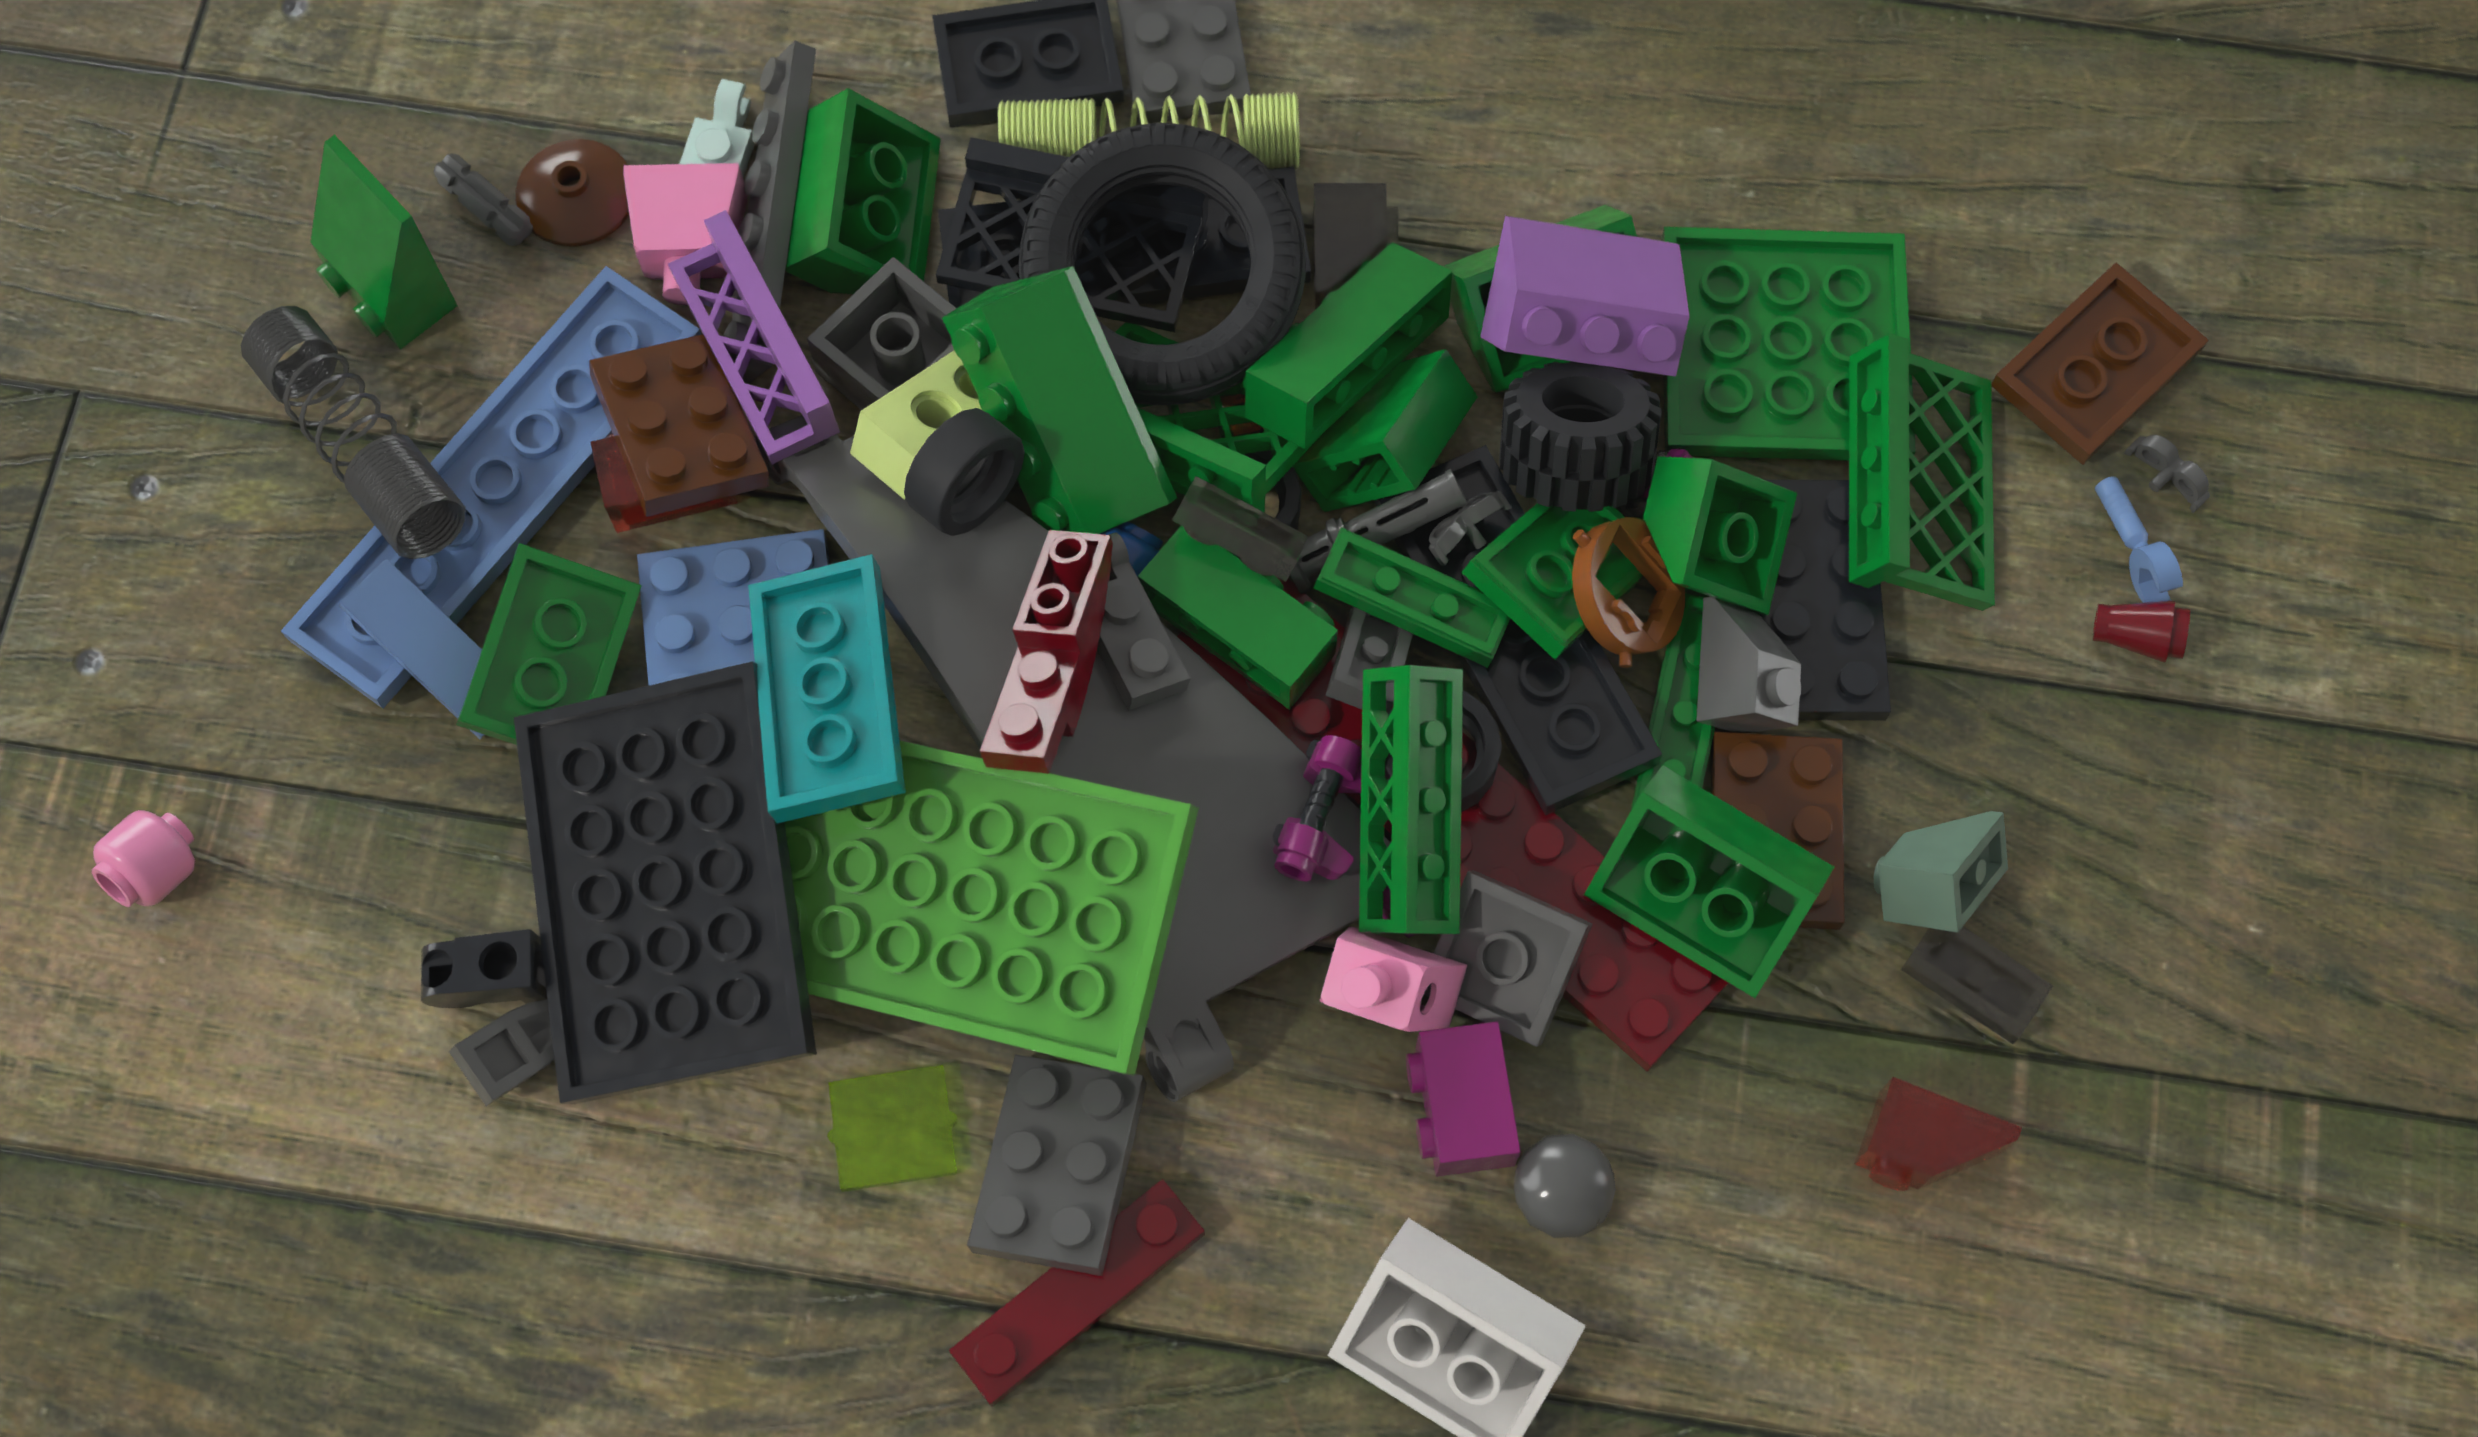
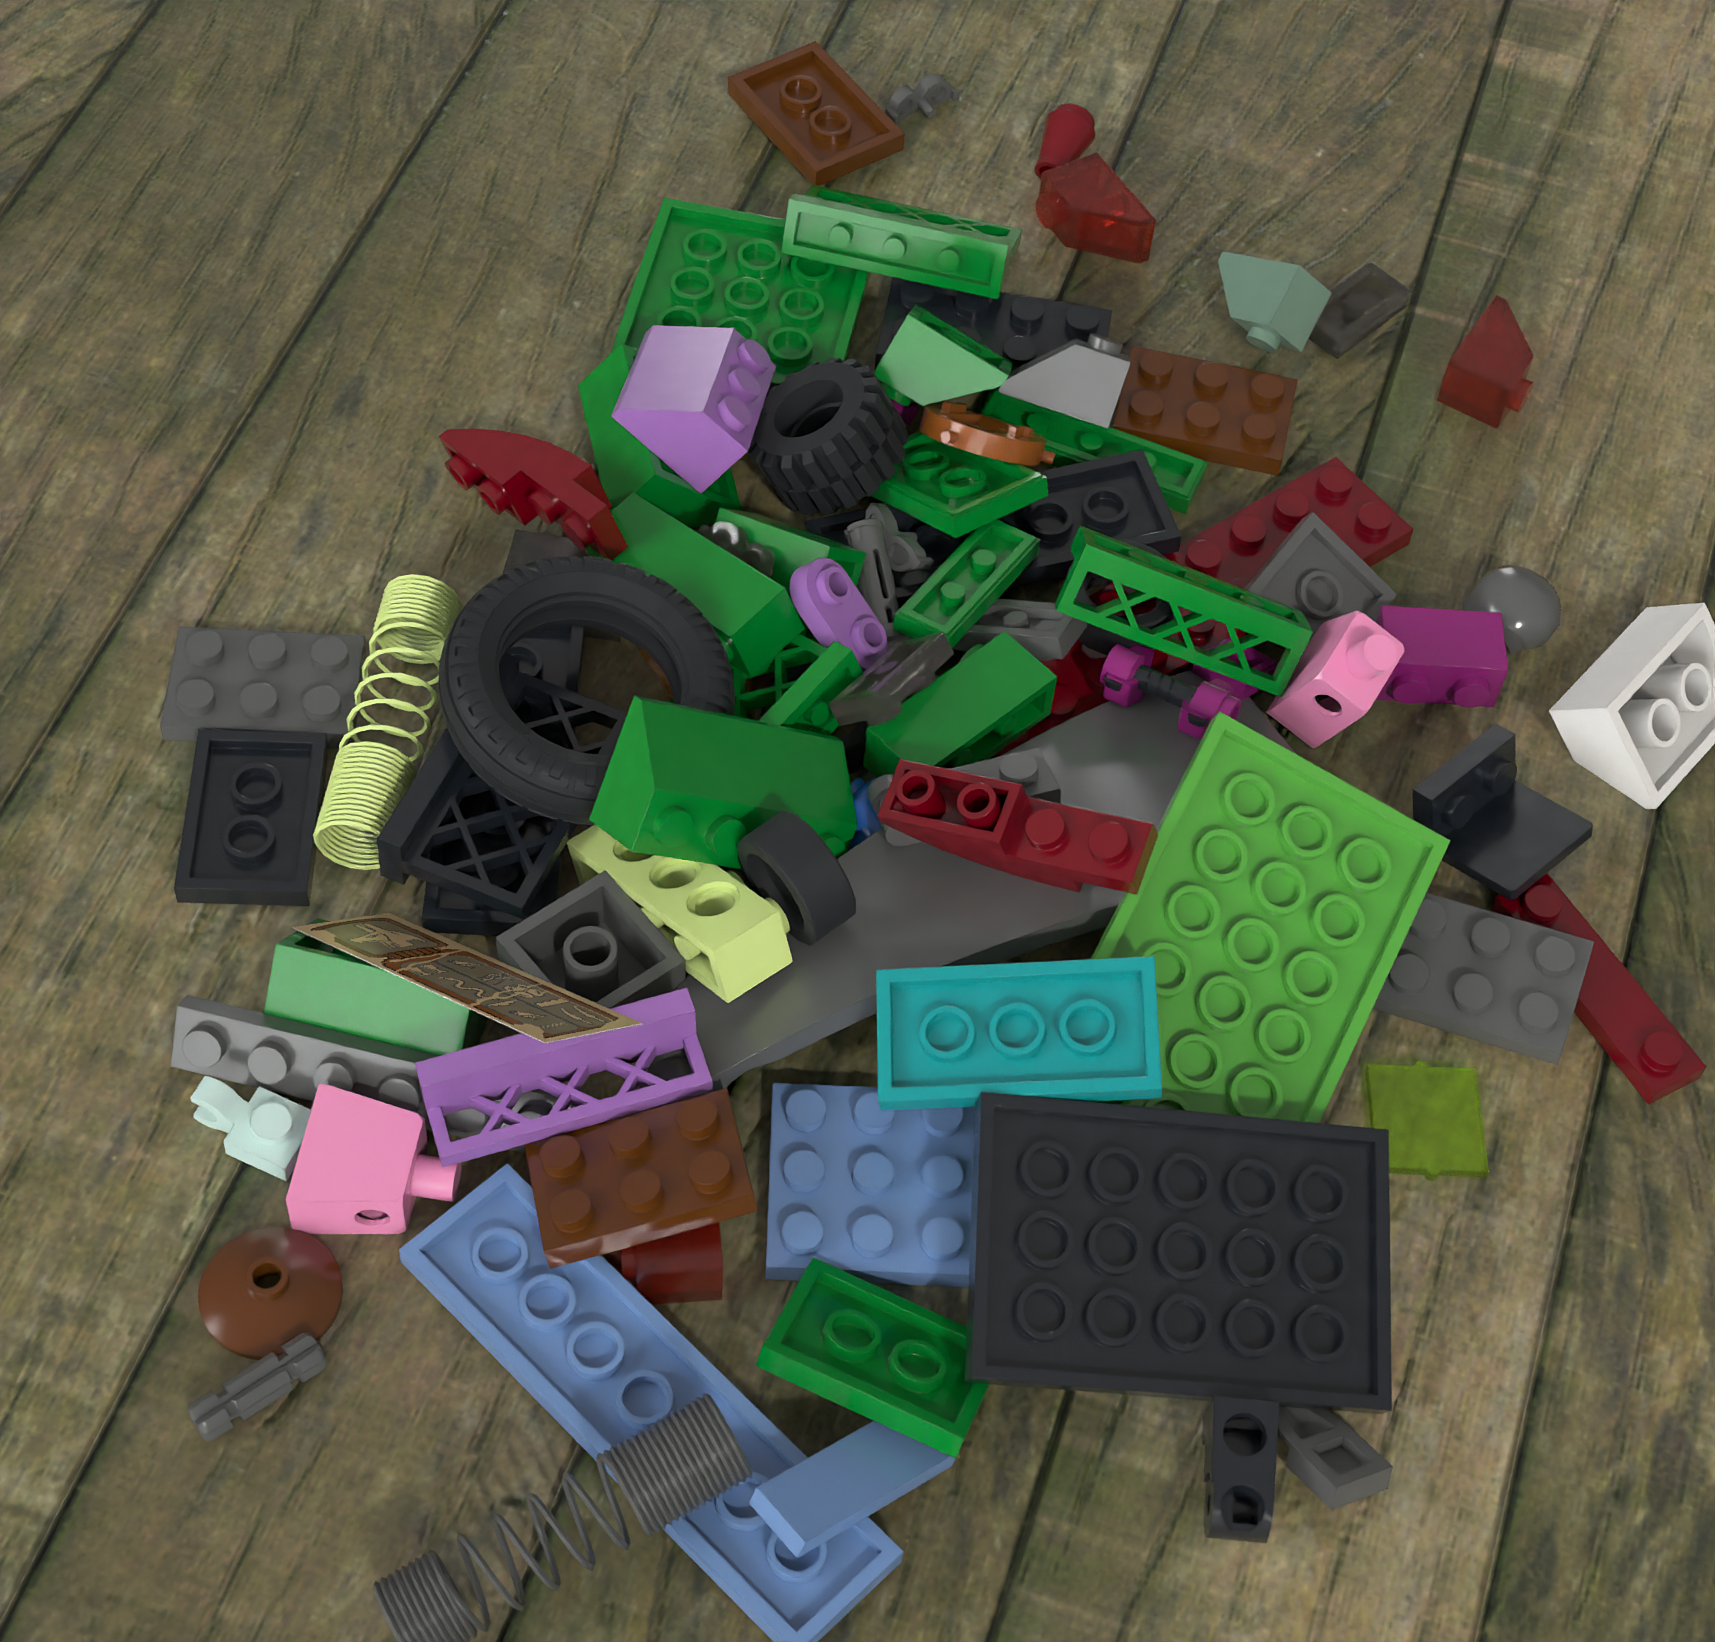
camera: 85 degrees left, 15 degrees down
(374, 251) = (329, 1468): green slope -> none
(829, 236) = (468, 977): none -> sticker
(1247, 1167) = (1495, 824): none -> black bracket
(1317, 476) = (837, 610): none -> medium lavender plate
(1403, 368) = (735, 541): none -> clear smoke piece
(1442, 197) = (535, 480): none -> dark red slope
(1708, 880) = (1269, 436): green slope -> none
(2040, 668) = (1095, 210): none -> clear red slope
(2152, 565) = (1004, 120): medium blue piece -> none

